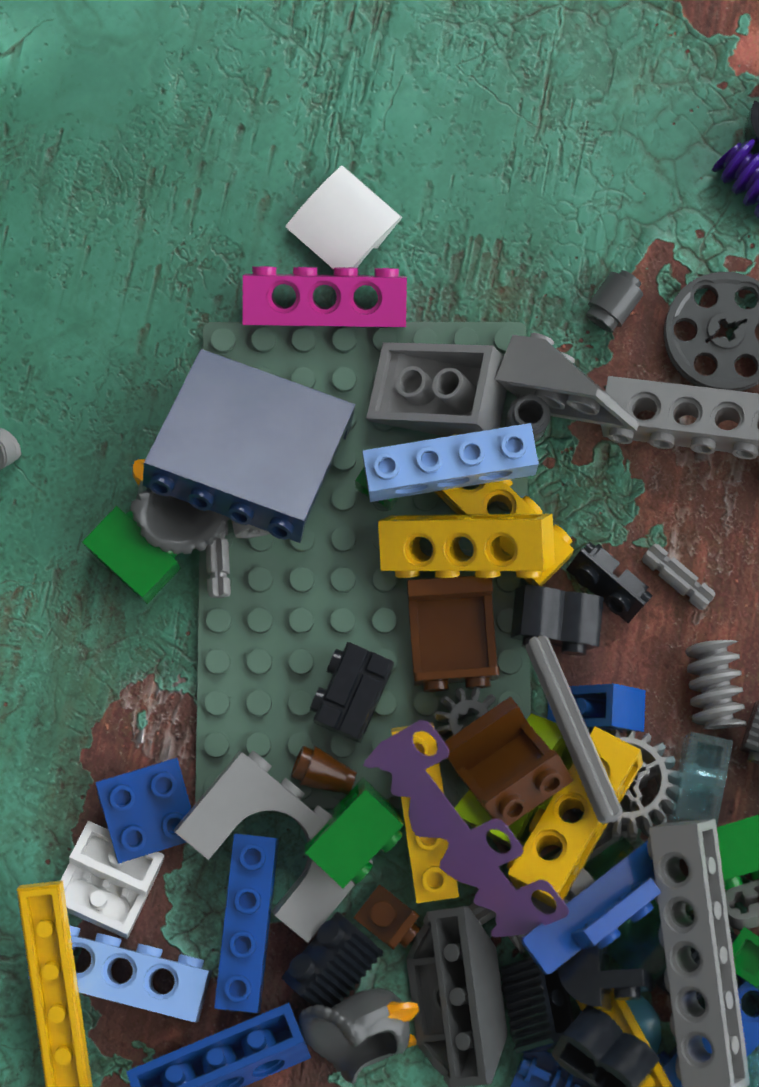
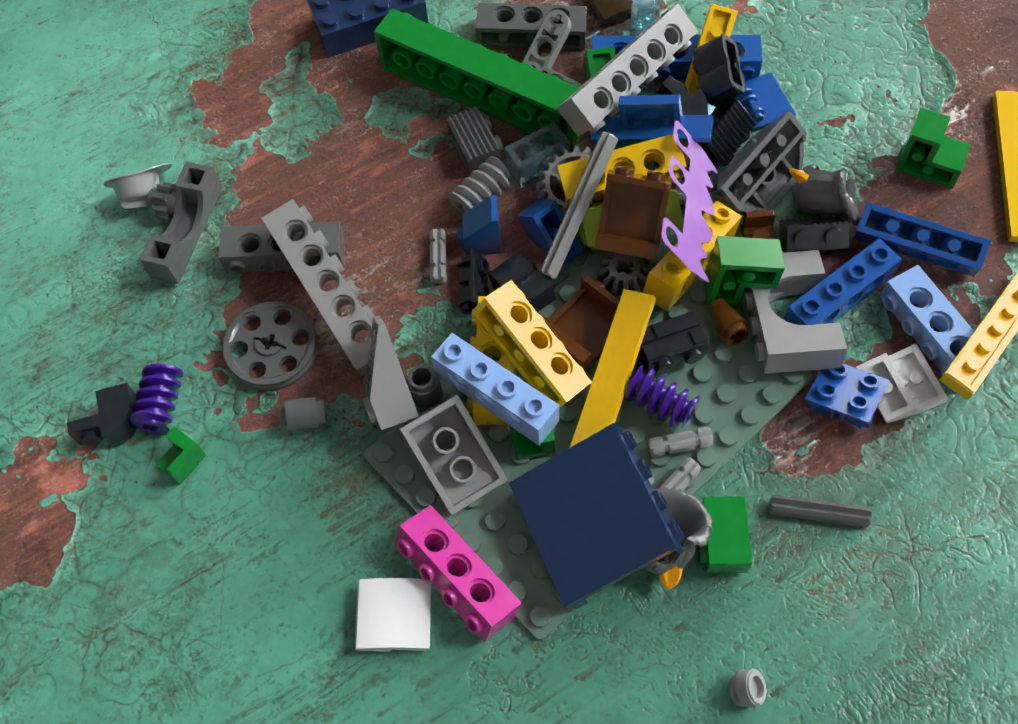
camera: 130 degrees left, 15 degrees down
(73, 669) = (820, 511): none -> dark grey axle
(251, 605) = (680, 442): none -> light grey axle
(304, 624) = (661, 398): none -> dark purple piece
(369, 597) = (615, 364): none -> yellow tile
(661, 637) = (481, 228): none -> blue slope
(676, 161) = (181, 457): none -> green panel

